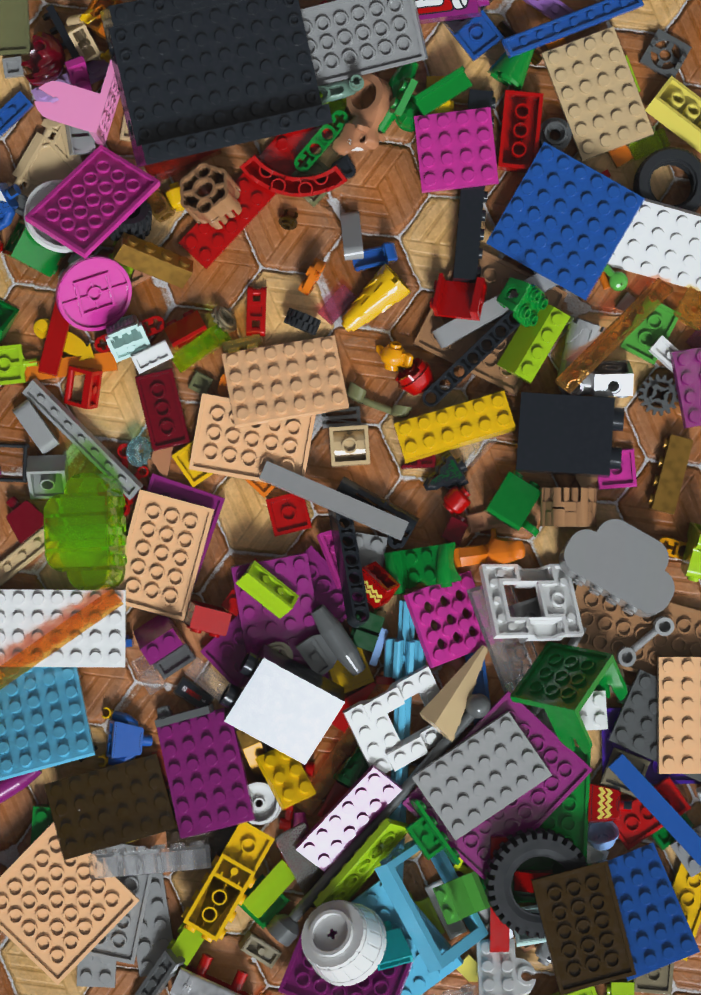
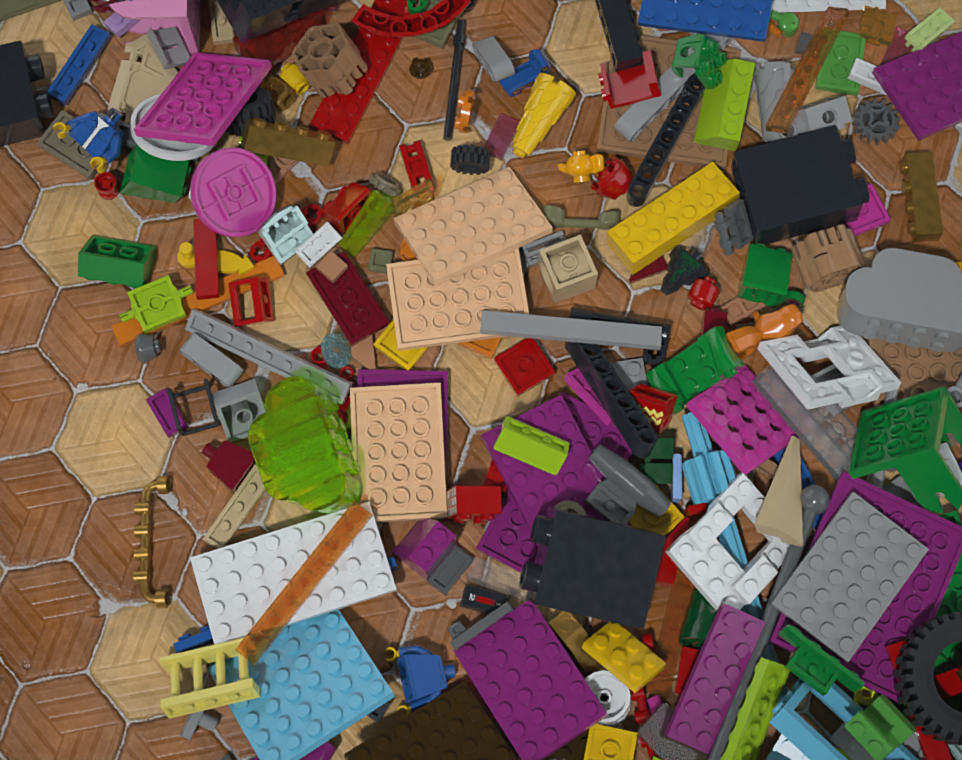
camera: 20 degrees left, 15 degrees down
(148, 675) = (425, 594): clear slope -> none
(157, 380) = (332, 267): none -> nougat tile
(330, 206) = (458, 43): none -> black bar
(506, 453) = (738, 224): none -> dark grey plate

